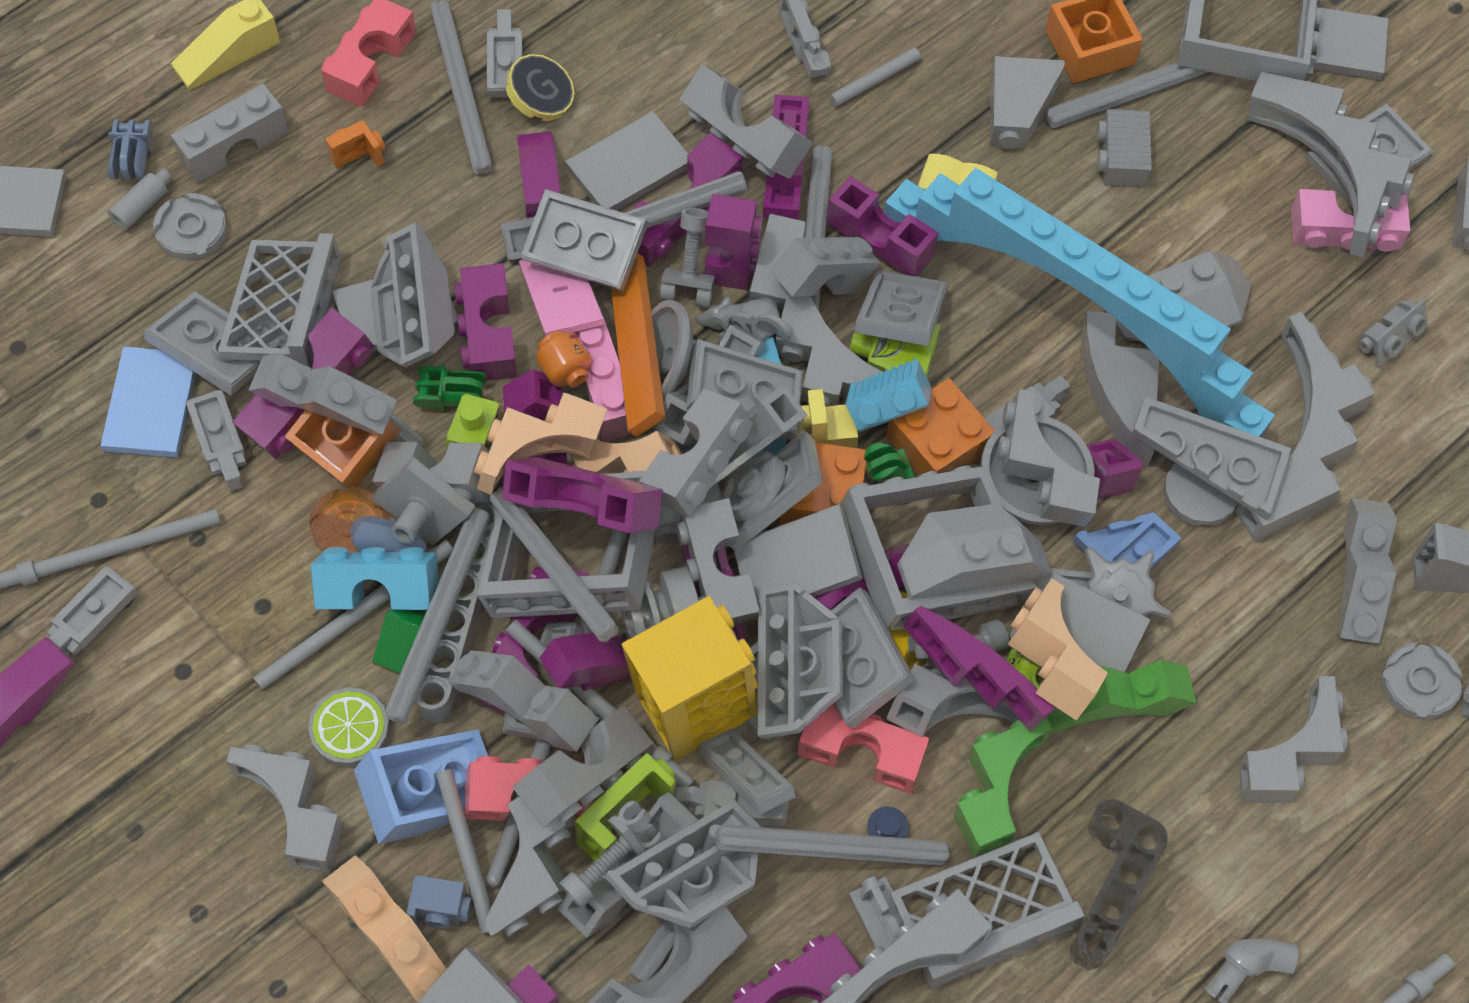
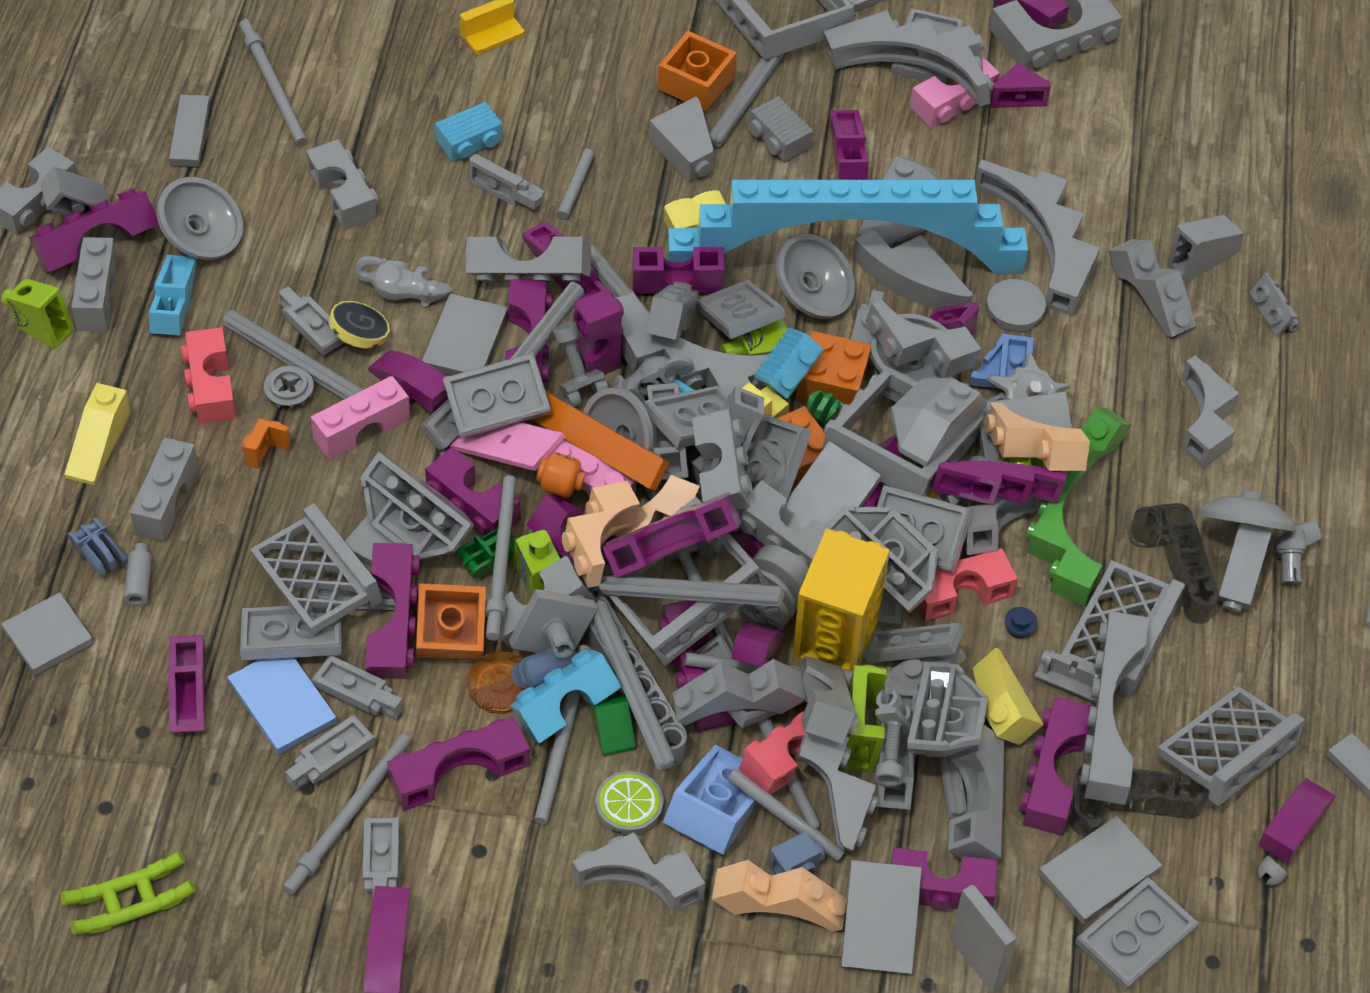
camera: 40 degrees left, 10 degrees down
(83, 330) = (187, 684): none -> magenta slope
(139, 481) = (329, 752): none -> light grey hinge
(184, 235) = (185, 578): light grey tile -> none
(188, 560) = (495, 747): none -> magenta arch
(322, 392) = (430, 592): light grey arch -> none
(387, 448) = (495, 605): none -> light grey bar
(416, 101) = (292, 377): none -> light grey gear
(481, 176) = (339, 425): none -> bright pink arch
(612, 70) = (397, 282): none -> light grey animal
(781, 903) = (1008, 705): none -> light yellow slope
(831, 845) = (1006, 647): light grey axle -> none
(1030, 318) = (815, 276): none -> light grey dish
(1168, 944) = (1243, 567): none -> light grey slope
(1181, 209) = (849, 145): none -> magenta slope
(1218, 893) = (1249, 510): none -> light grey dish
(1221, 455) = (1020, 269): light grey wing -> none
(1404, 323) = (1038, 141): light grey hinge -> none
(1421, 261) = (1020, 89): none -> magenta slope
(1421, 681) = (1238, 330): light grey tile -> none

